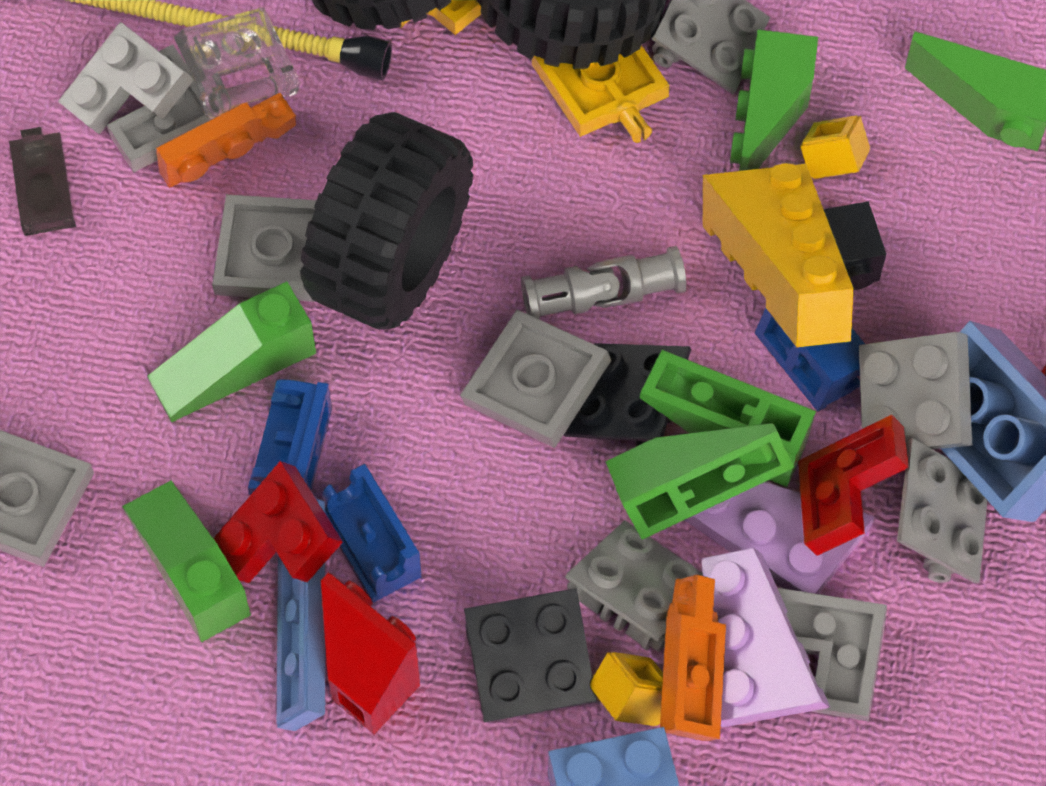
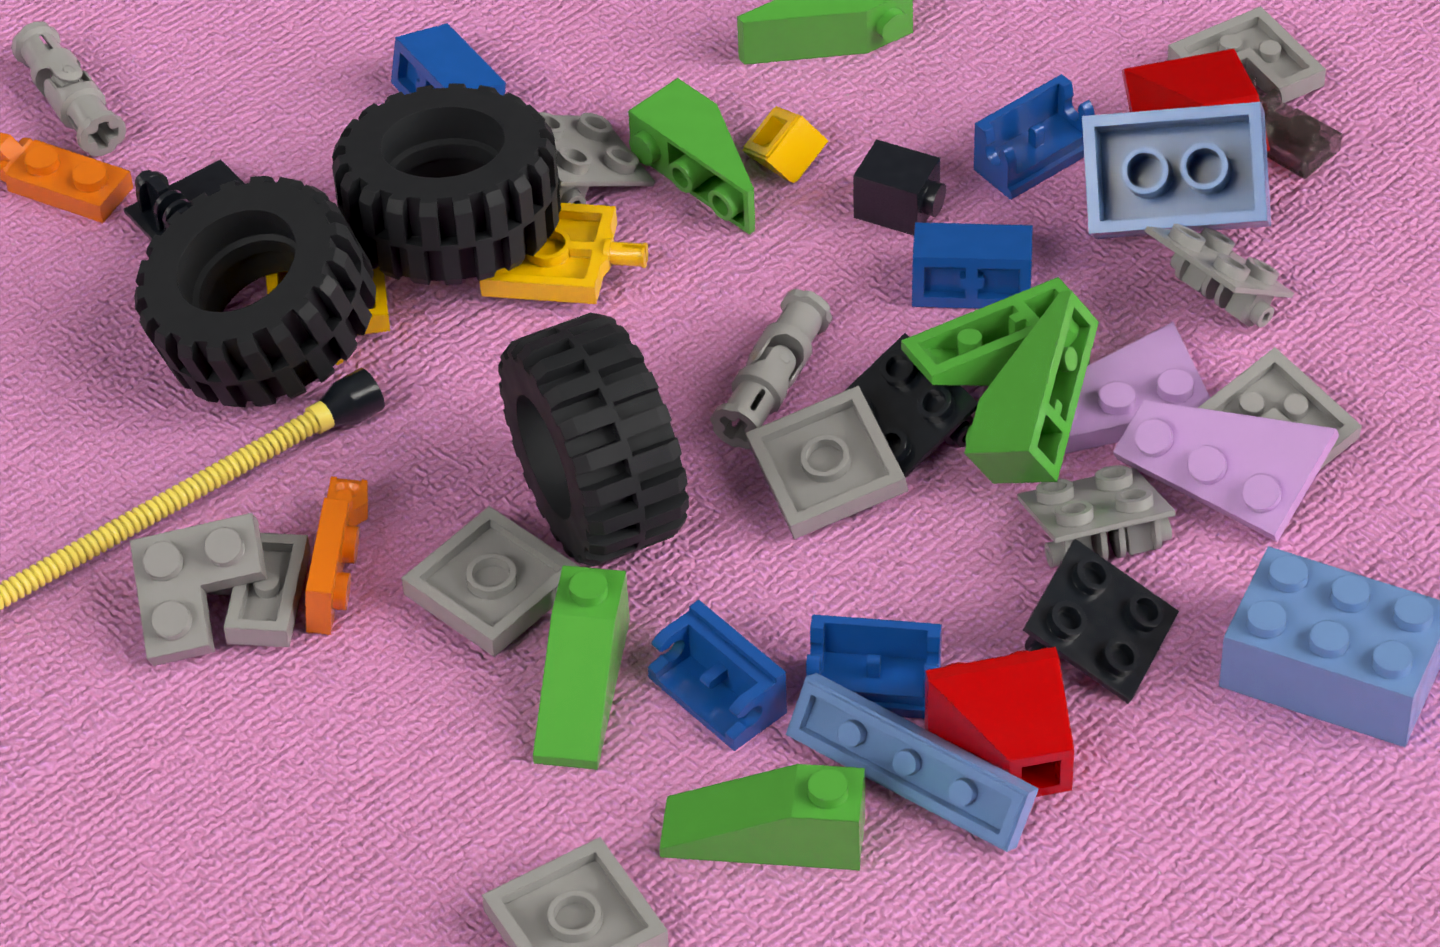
camera: 50 degrees left, 15 degrees down
(42, 182) = (224, 725): clear smoke plate -> none
(233, 46) = (250, 480): clear plate -> none
(279, 519) = (812, 696): red plate -> none
(629, 688) = (1195, 570): yellow slope -> none
(693, 662) = (1212, 498): orange hinge -> none
(785, 246) = (878, 210): yellow wedge -> none
(836, 476) = (1128, 304): red plate -> none
(921, 385) = (1099, 208): light grey plate -> none
(982, 294) = (1030, 138): none -> blue hinge

